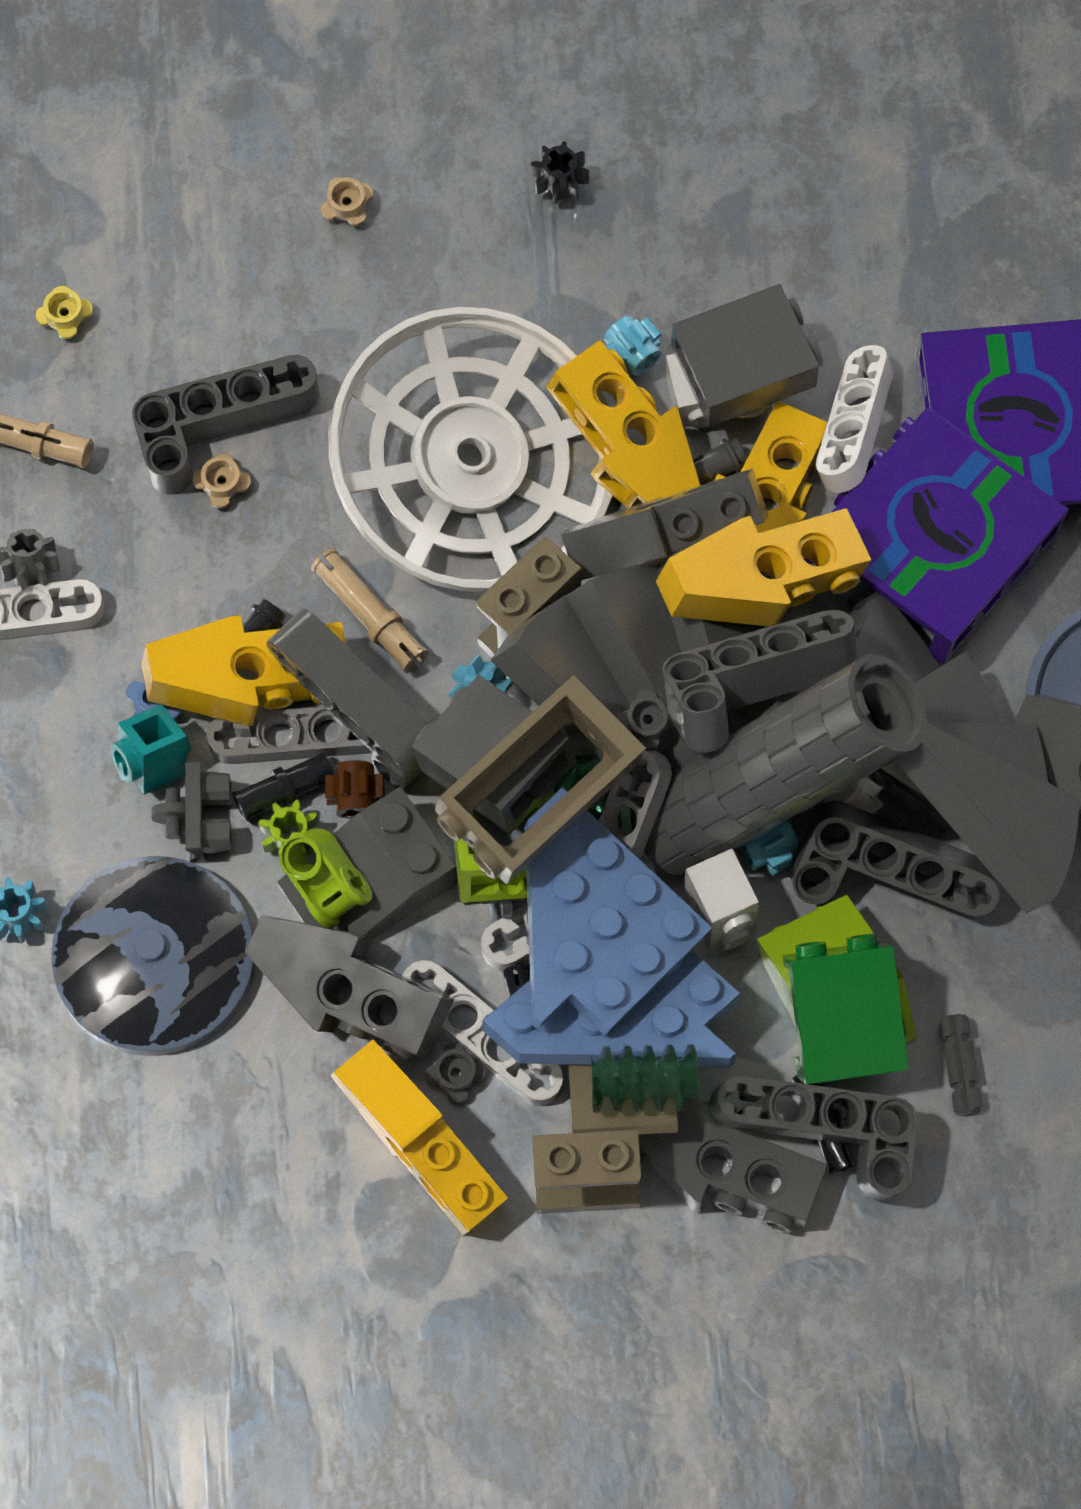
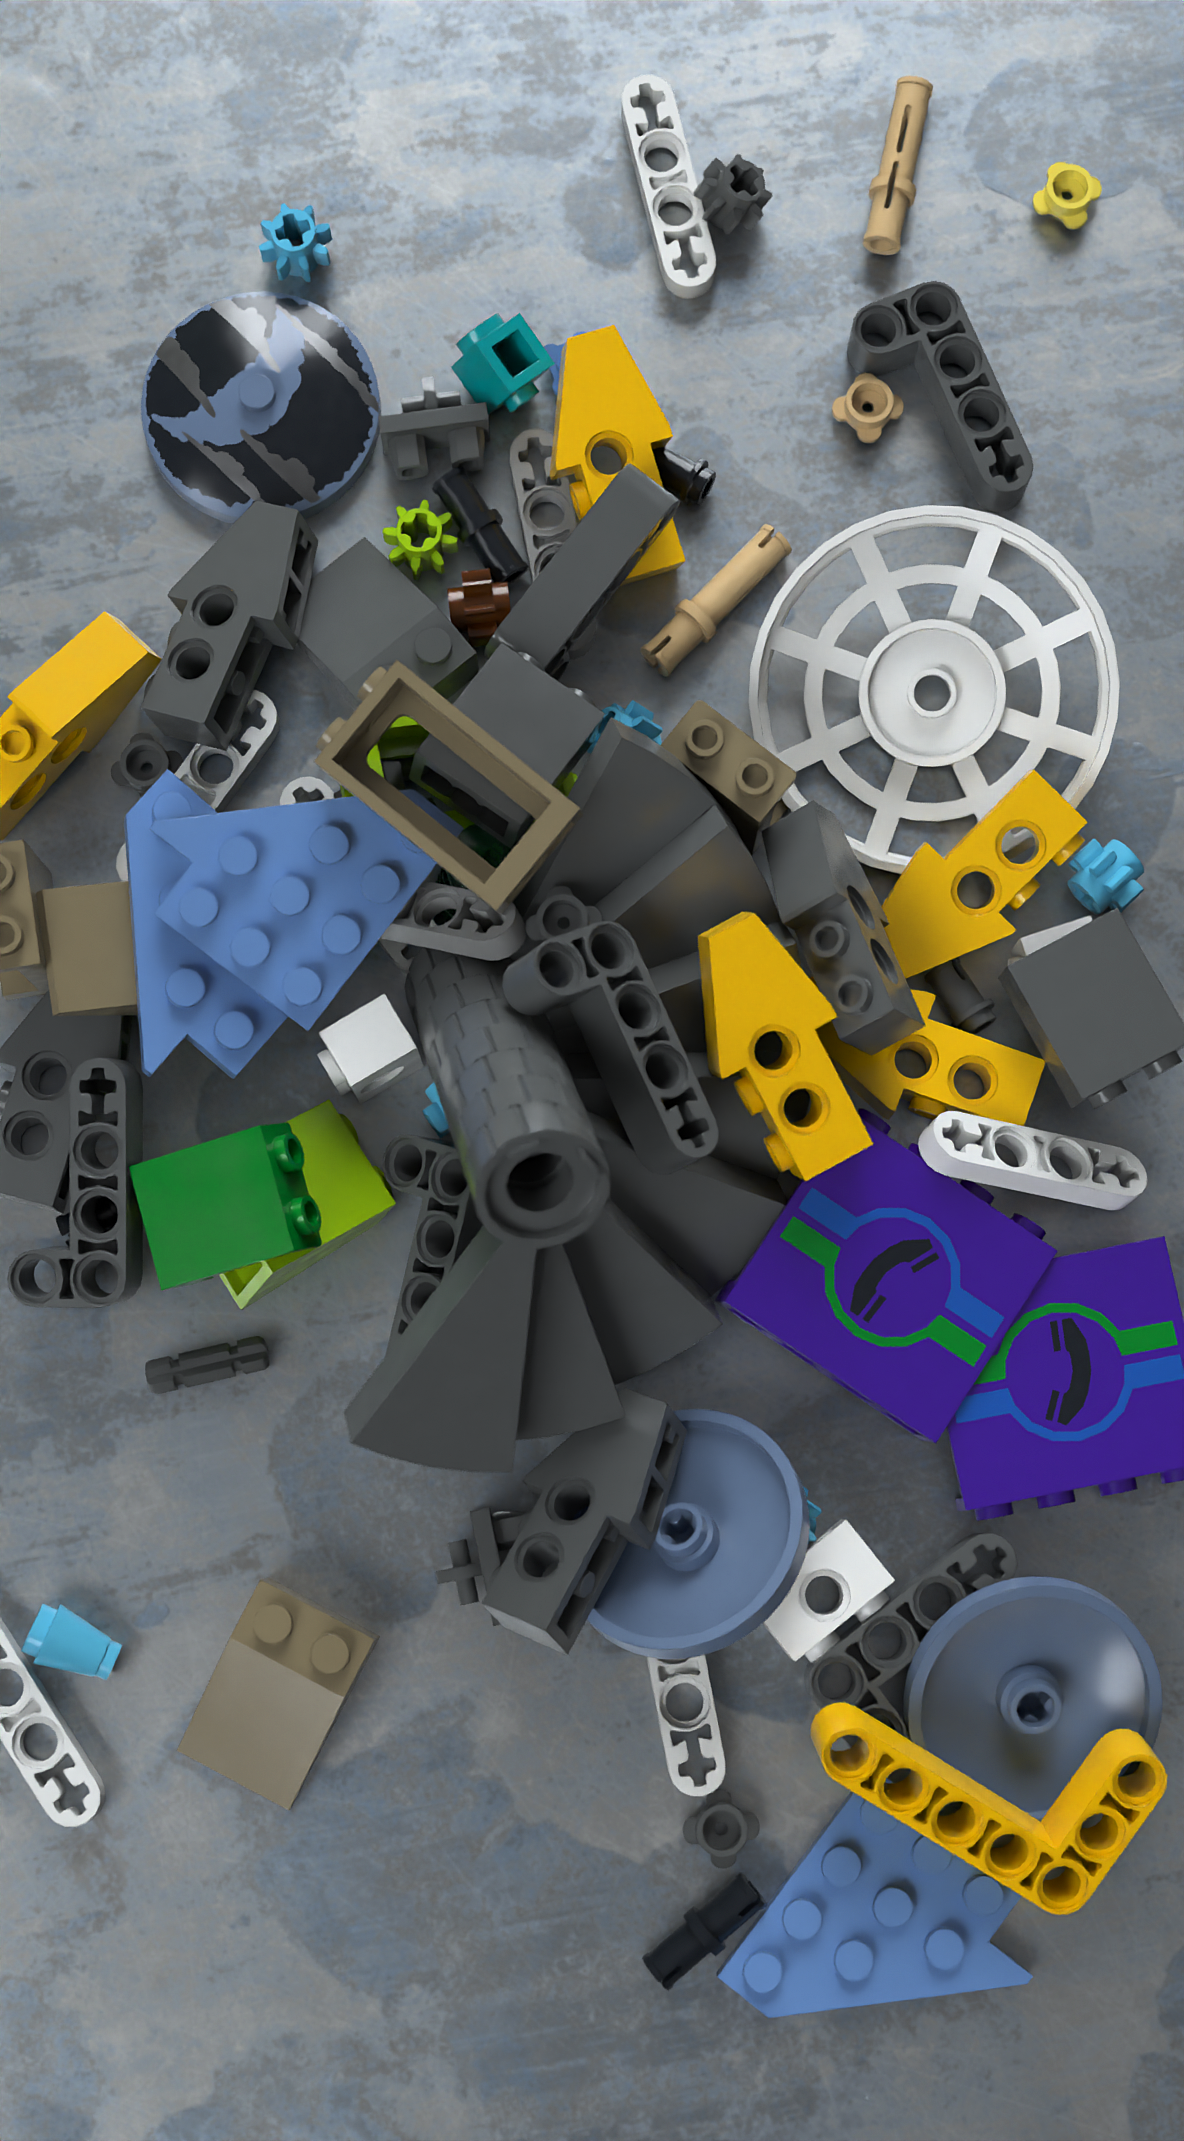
camera: 80 degrees right, 10 degrees up
(325, 880) = (359, 570): lime piece -> none
(645, 1078) = (96, 961): clear green piece -> none

